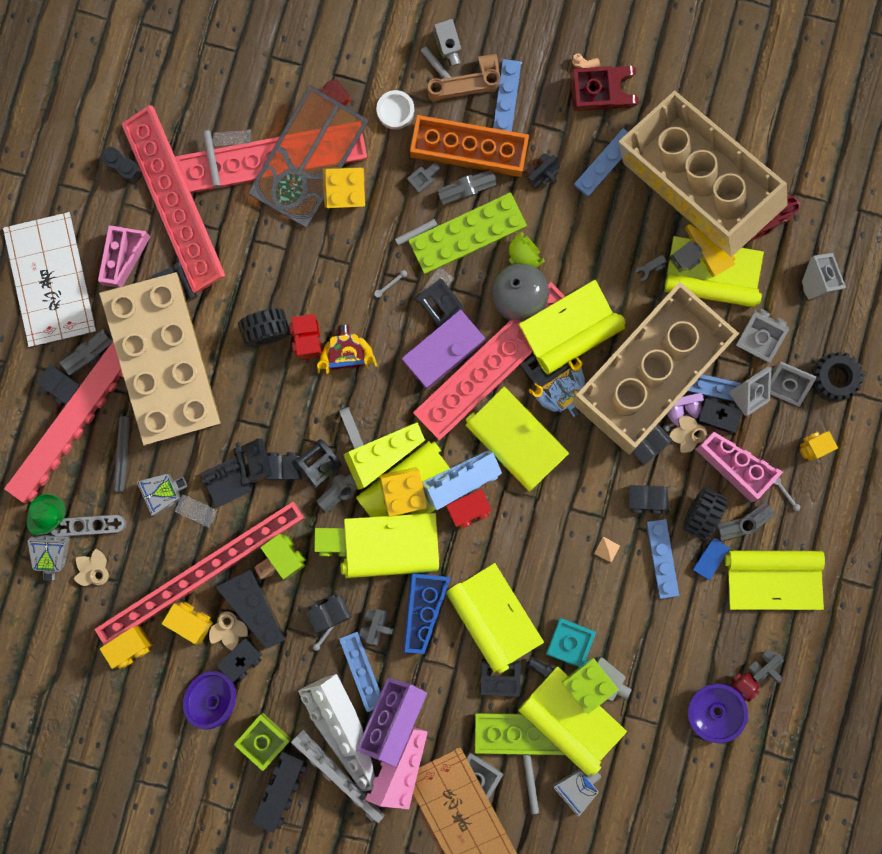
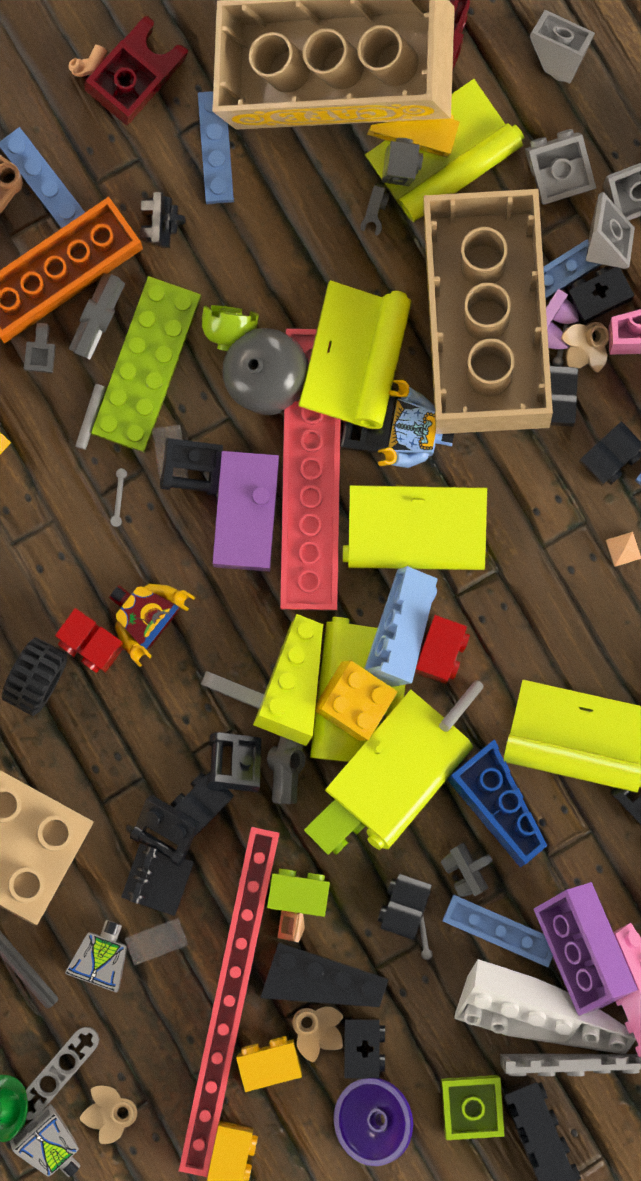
camera: 50 degrees left, 0 degrees up
(451, 545) = (461, 706): none -> light grey piece

